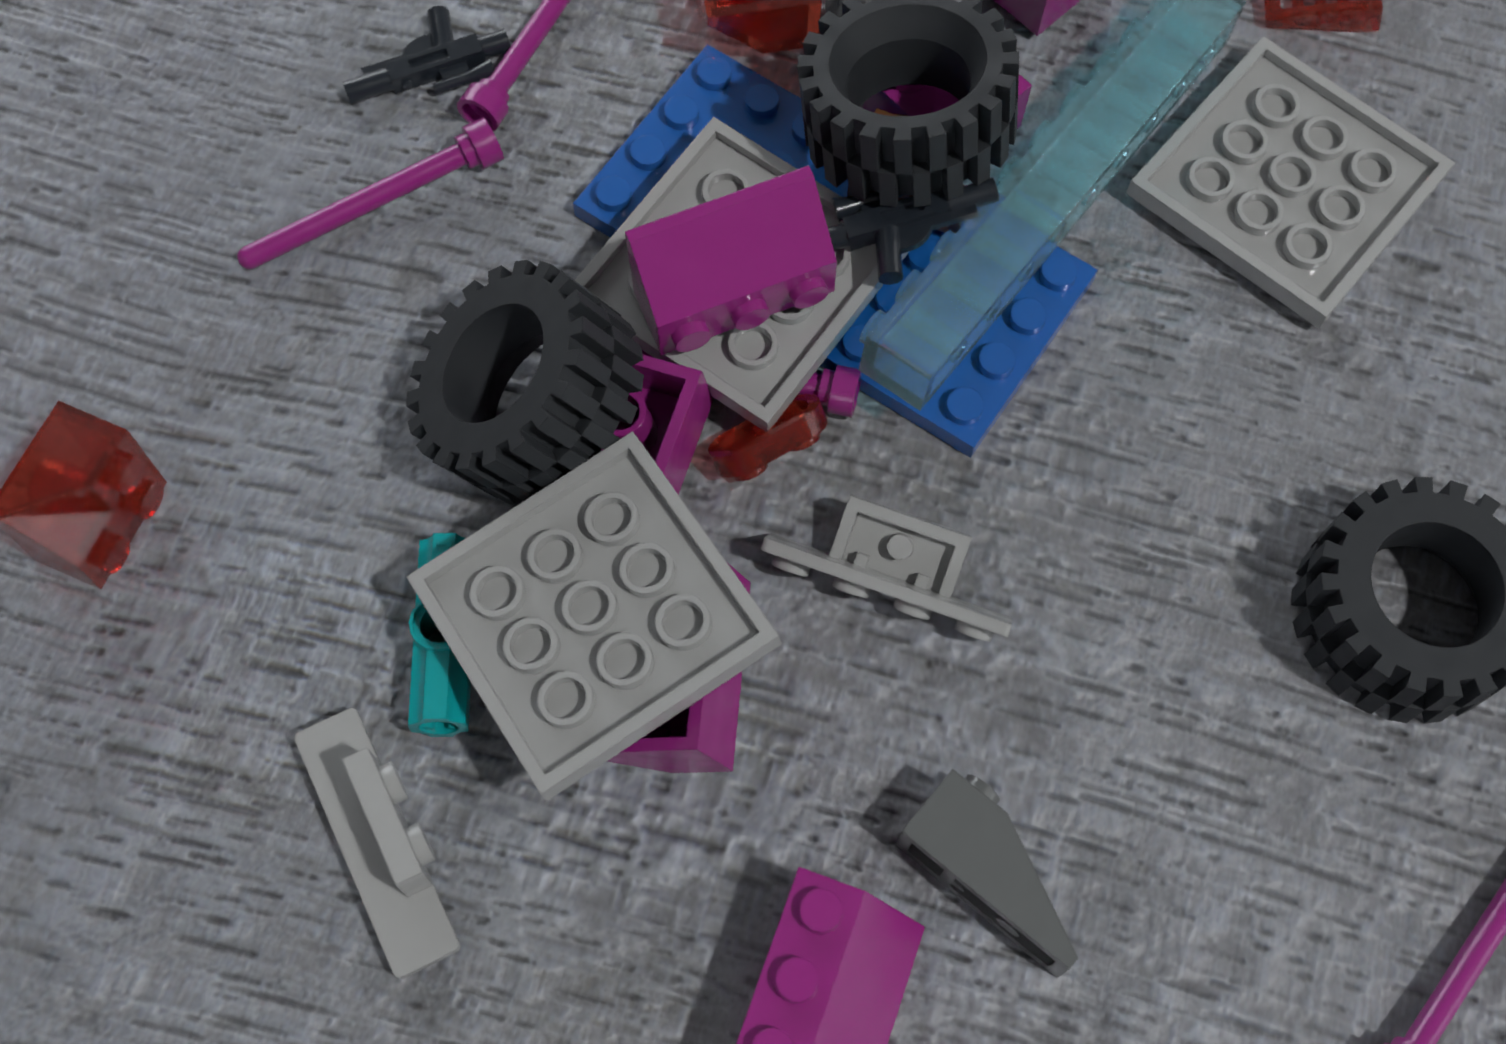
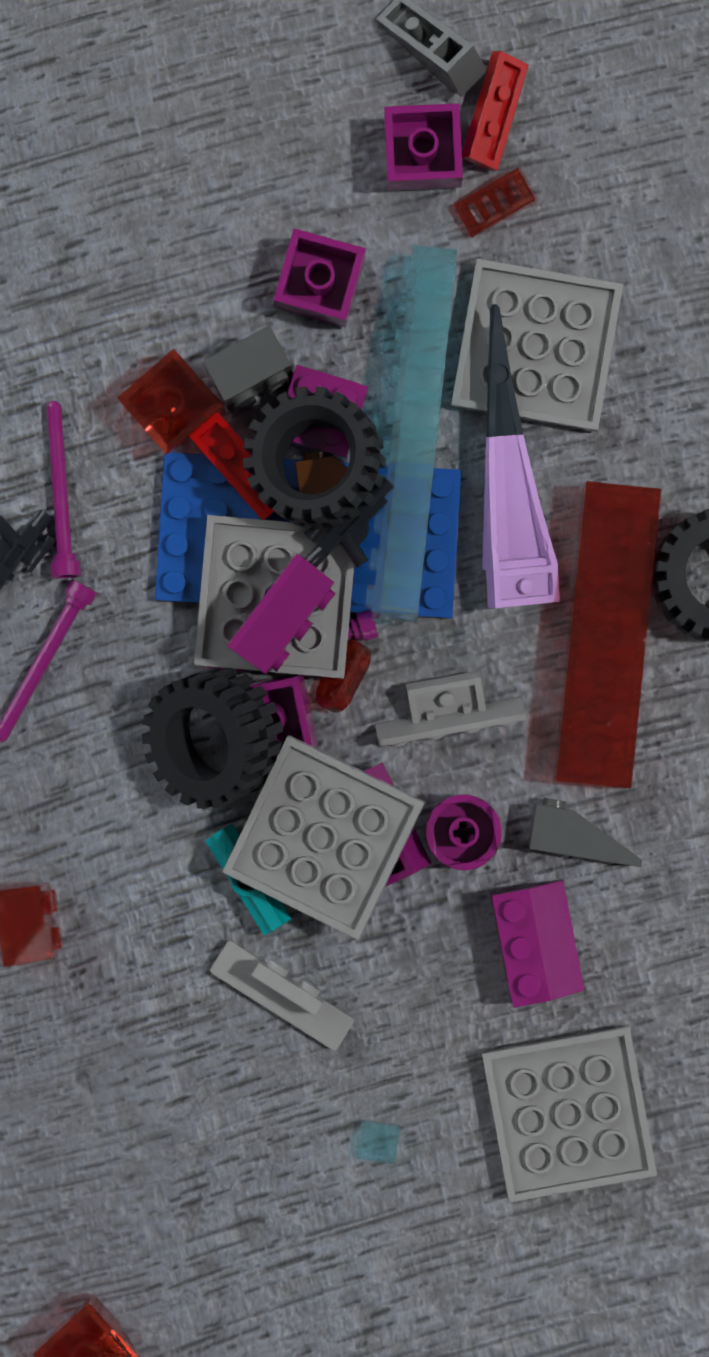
camera: 25 degrees left, 20 degrees up
(777, 48) = (226, 453): none -> red plate
(784, 720) = (479, 845): none -> magenta brick
(1130, 386) = (515, 535): none -> lavender plate
(1191, 602) = (607, 634): none -> clear red brick

